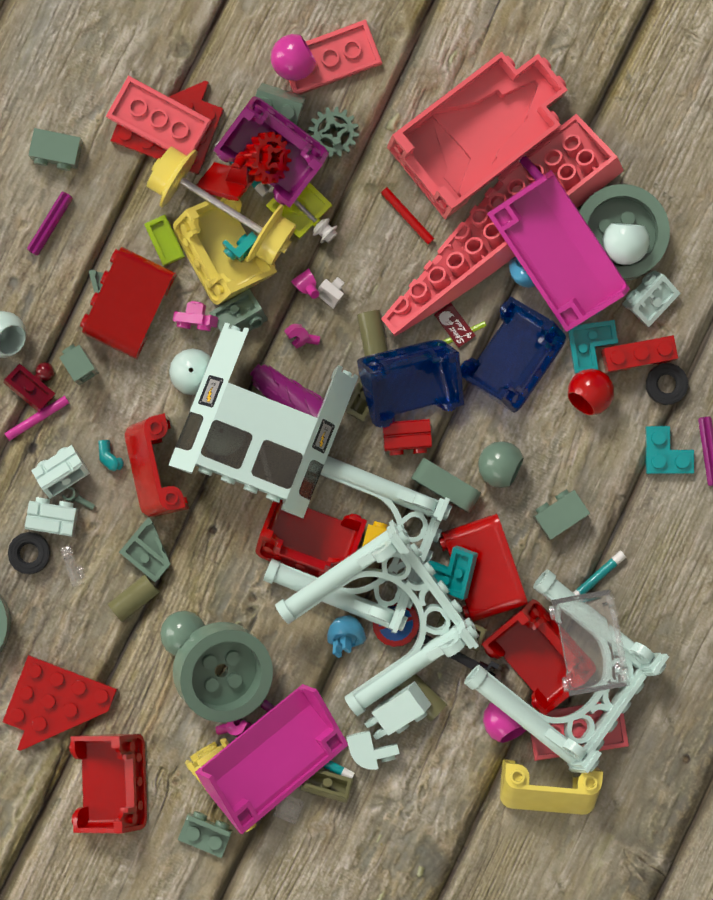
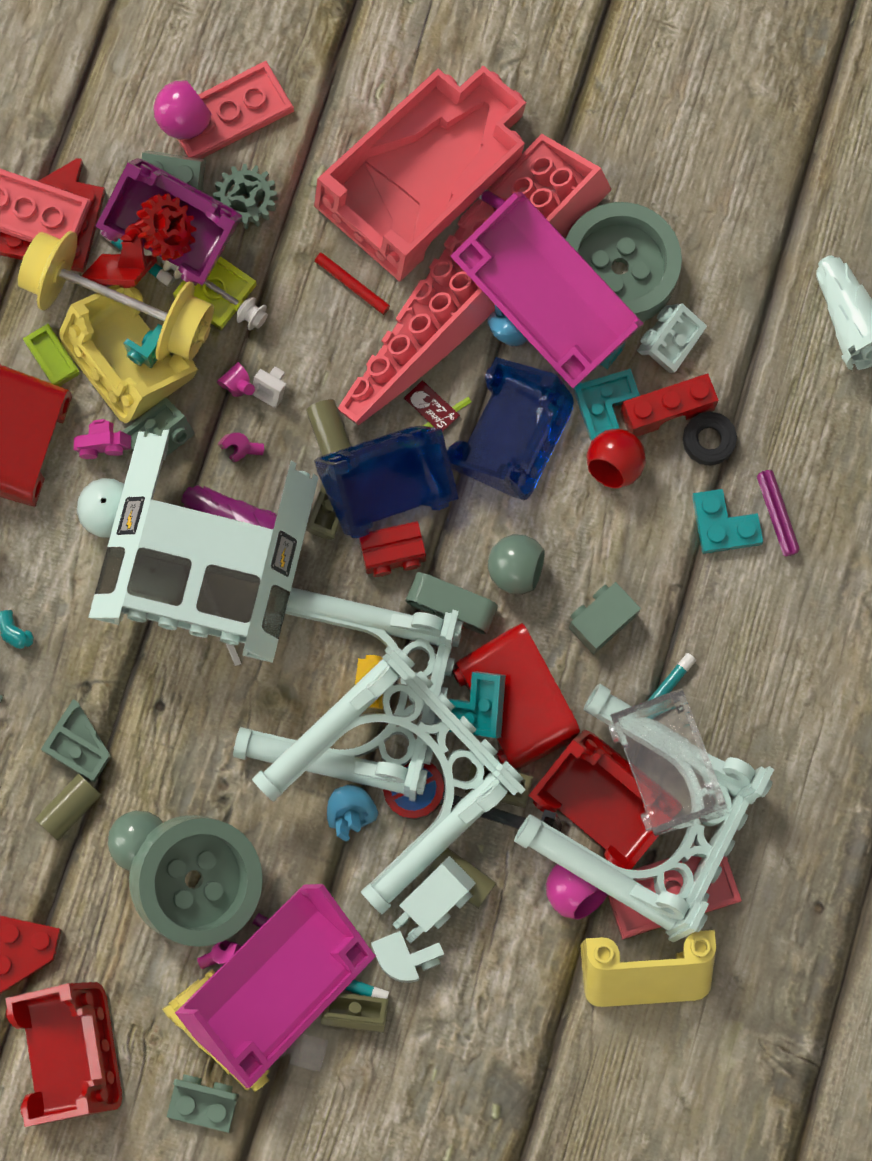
camera: 10 degrees left, 10 degrees down
(139, 441) = (78, 670): red windscreen -> none
(310, 542) = (281, 695): red windscreen -> none
(625, 243) = (629, 268): light aqua helmet -> none

